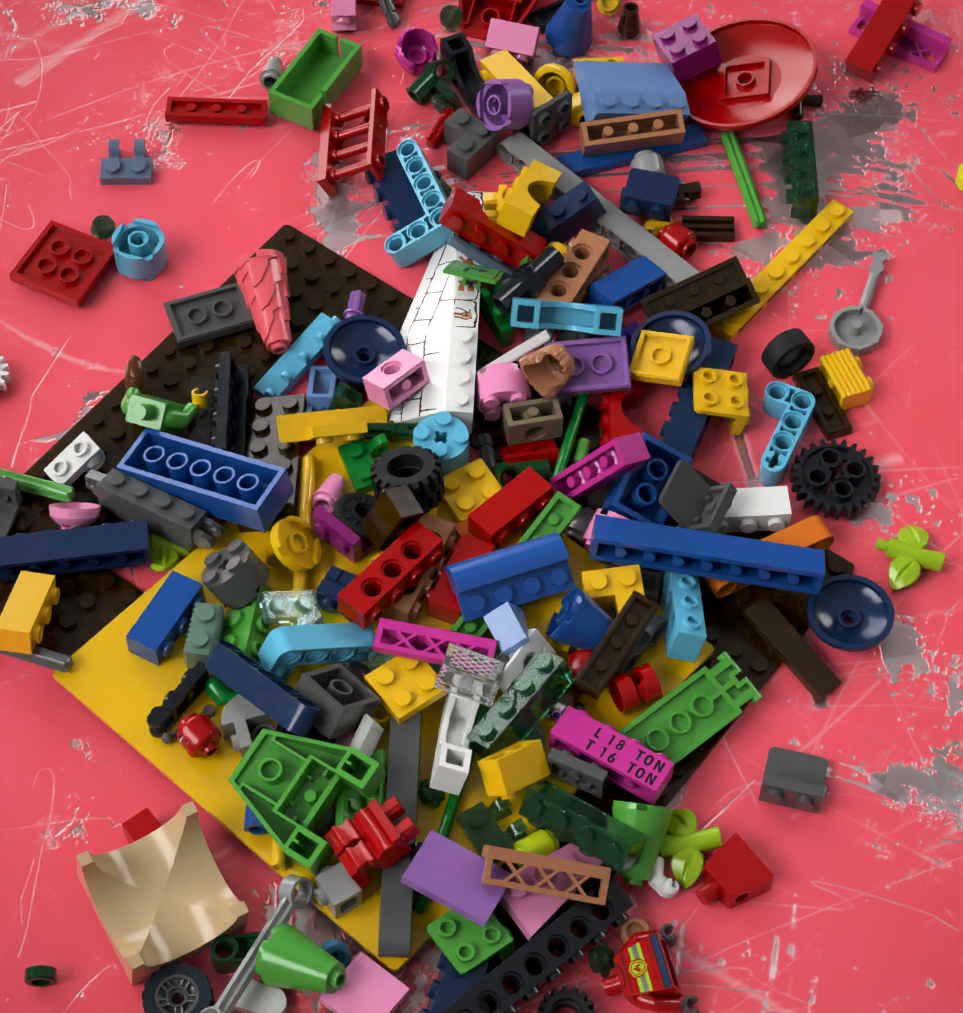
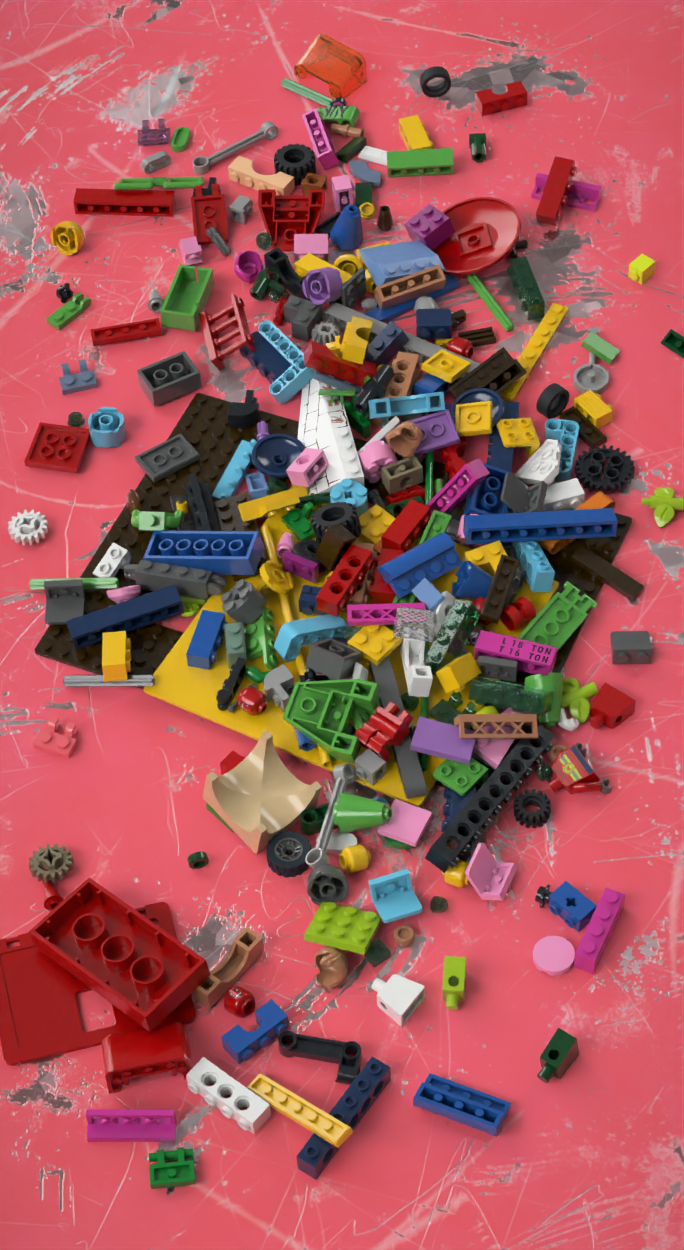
camera: 10 degrees left, 5 degrees down
(147, 31) = (64, 292): none -> black plate
(150, 63) = (69, 311): none -> bright green hinge
(251, 195) = (169, 378): none -> dark grey brick
(262, 688) = (286, 660): dark blue beam -> none
(266, 296) = (203, 436): coral cone -> none
(296, 606) = (284, 613): clear light blue plate -> none
(338, 273) = (244, 414): none -> black brick
(491, 174) = (325, 332): none -> light grey gear
(569, 143) = (369, 303): none -> light grey arm
(646, 265) = (446, 366): none -> yellow plate
(743, 453) = (542, 464): none -> white plate
(855, 601) = (638, 543): dark blue dish -> none
(882, 284) = (600, 347): none -> bright green tile

